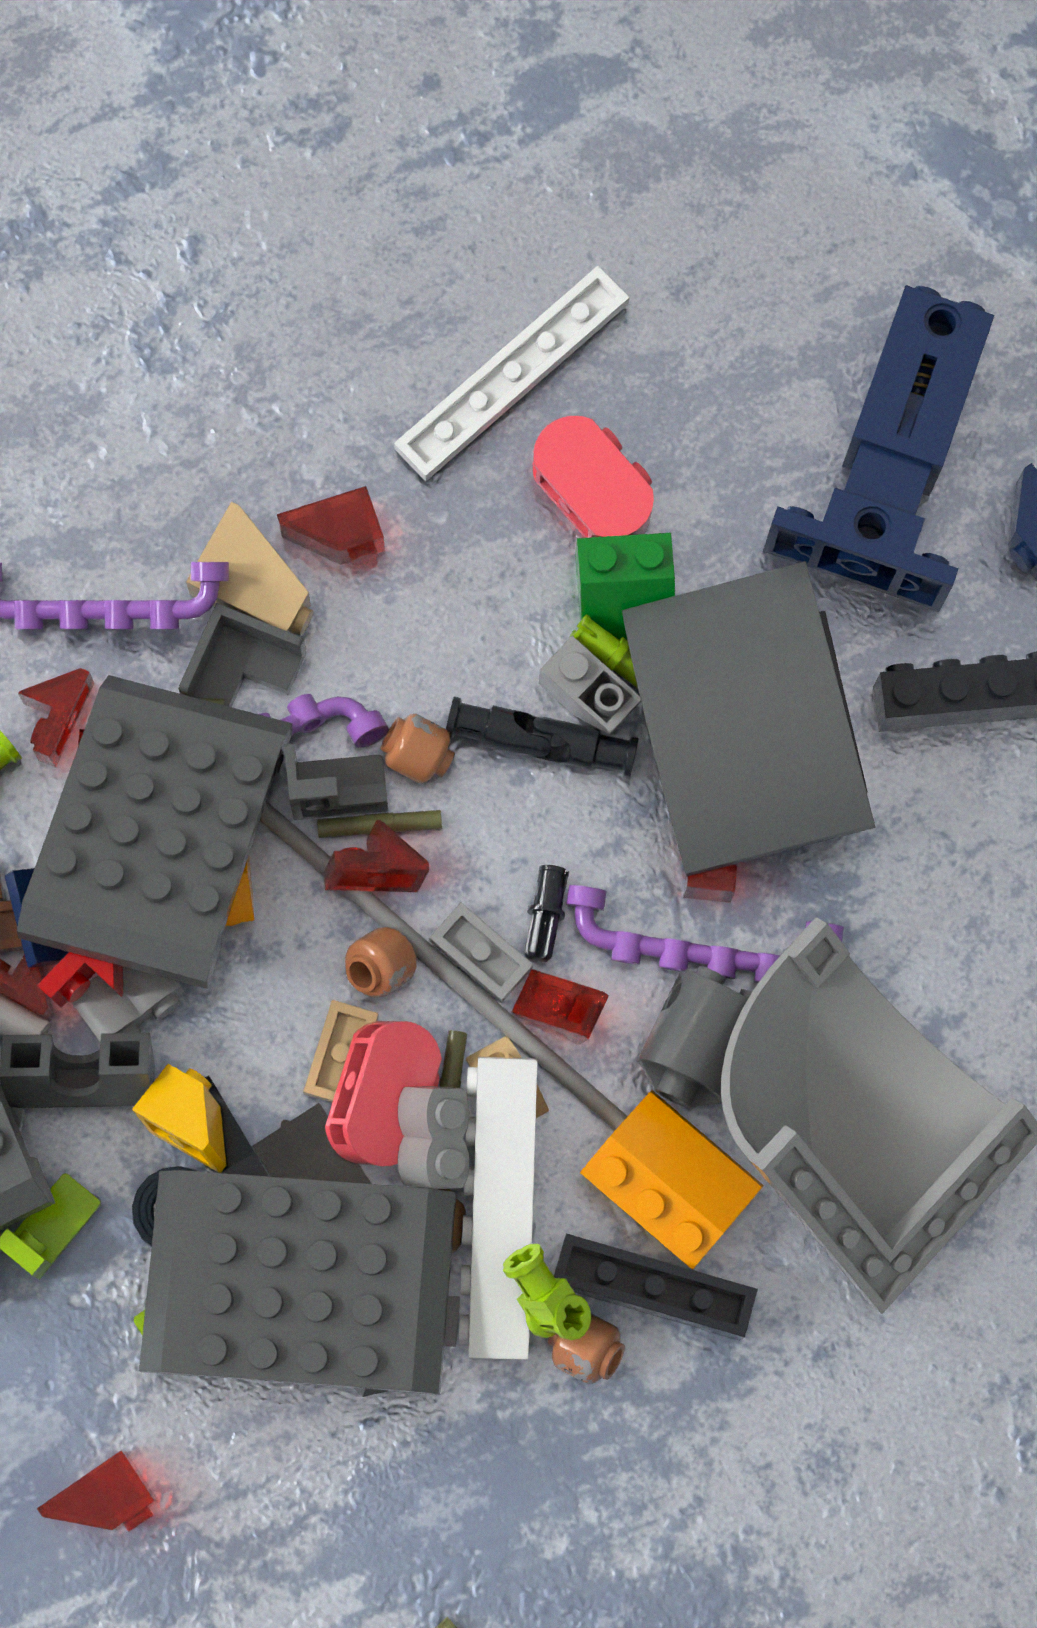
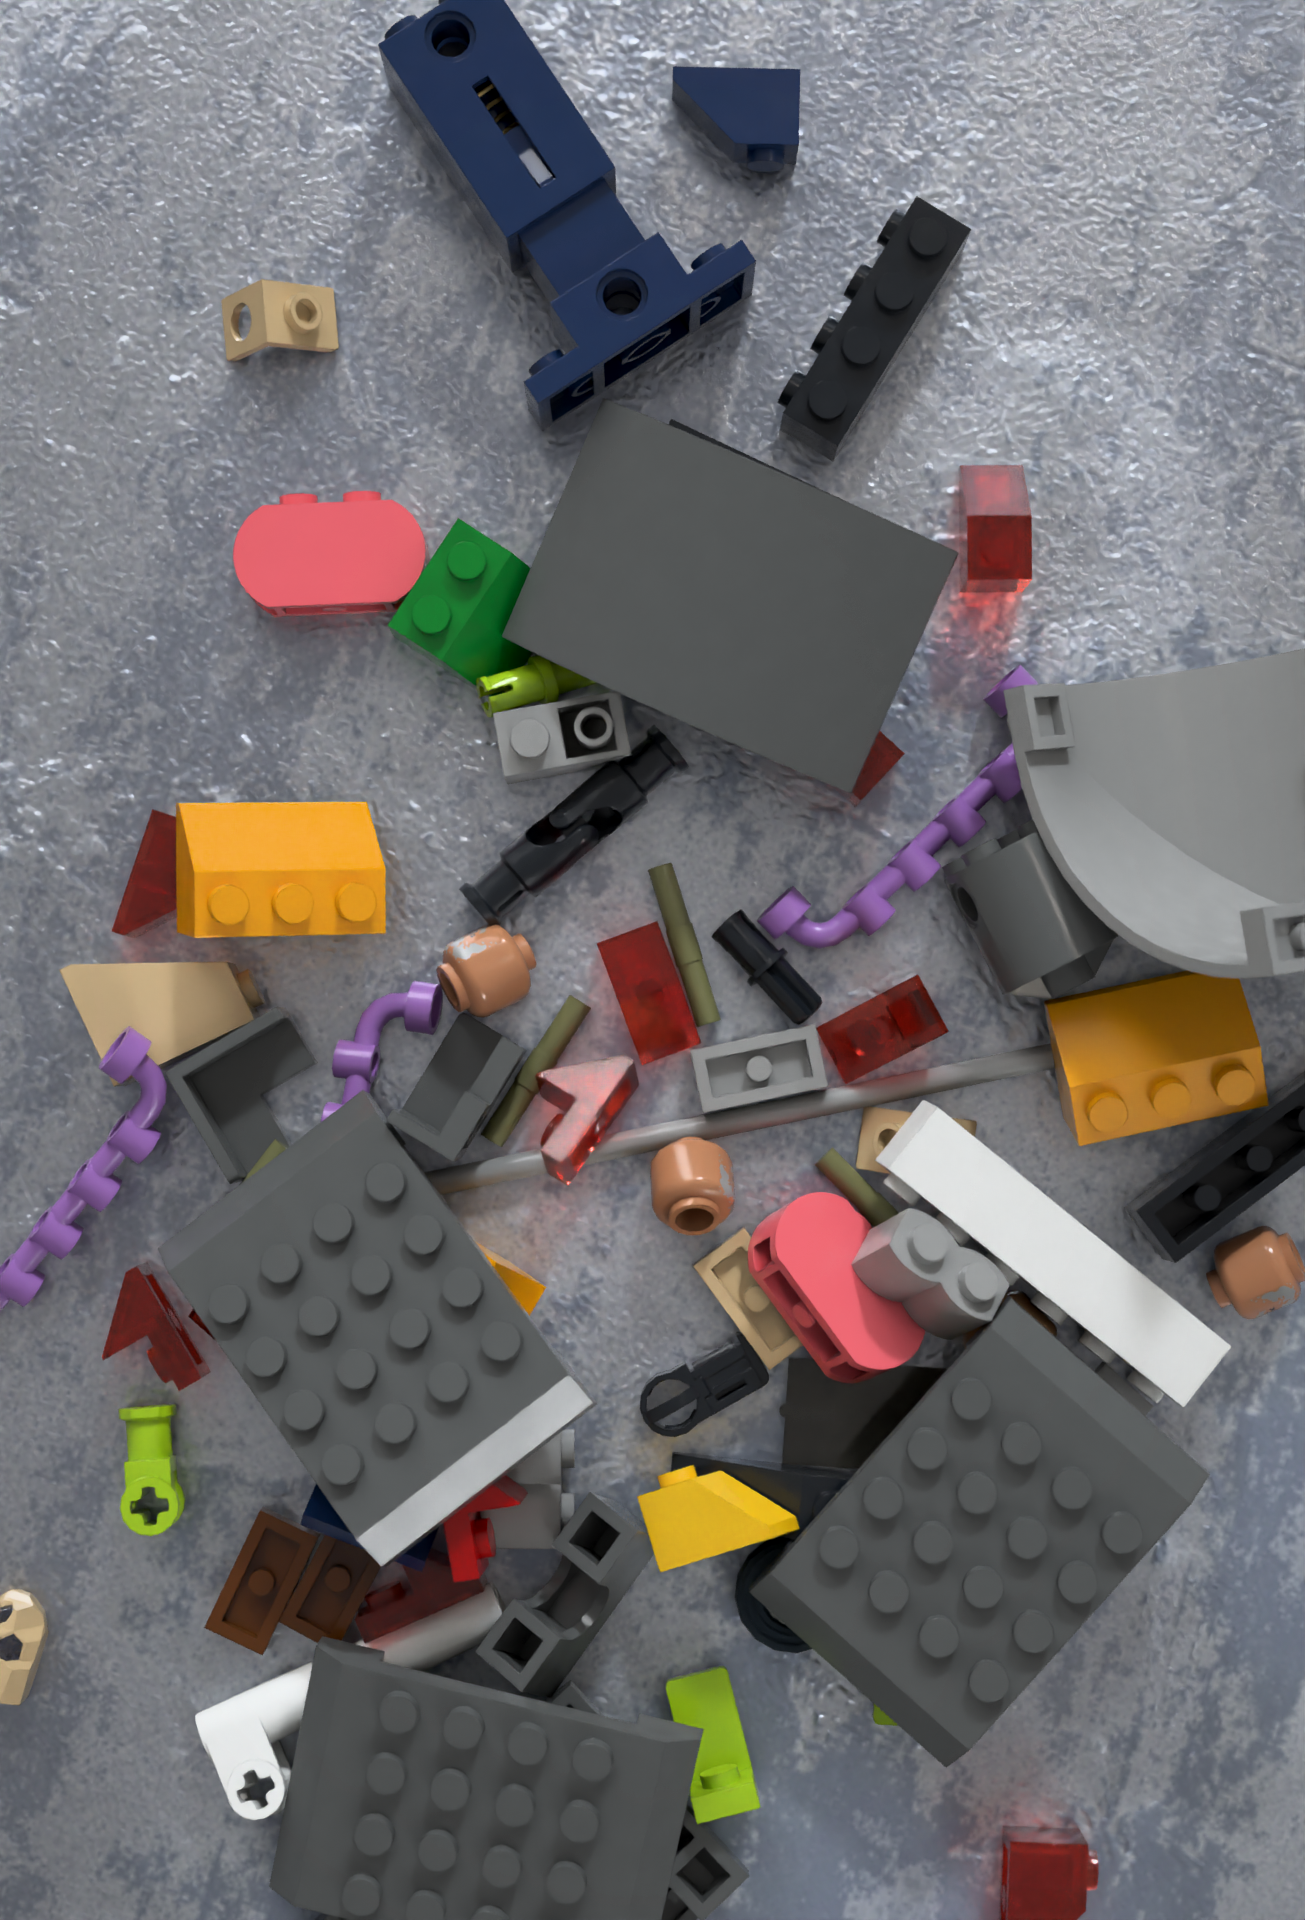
camera: 50 degrees left, 10 degrees up
(270, 1067) = (714, 1381): none -> black piece
(386, 581) = (278, 870): none -> light orange slope
(477, 852) = (649, 992): none -> clear red slope
(511, 373) = (139, 550): white plate -> none
(522, 855) = (684, 944): none -> olive piece
(547, 1301) = (1192, 1286): lime connector -> none
(711, 354) = (280, 317): none -> tan bracket
(911, 852) = (994, 529): none -> clear red slope

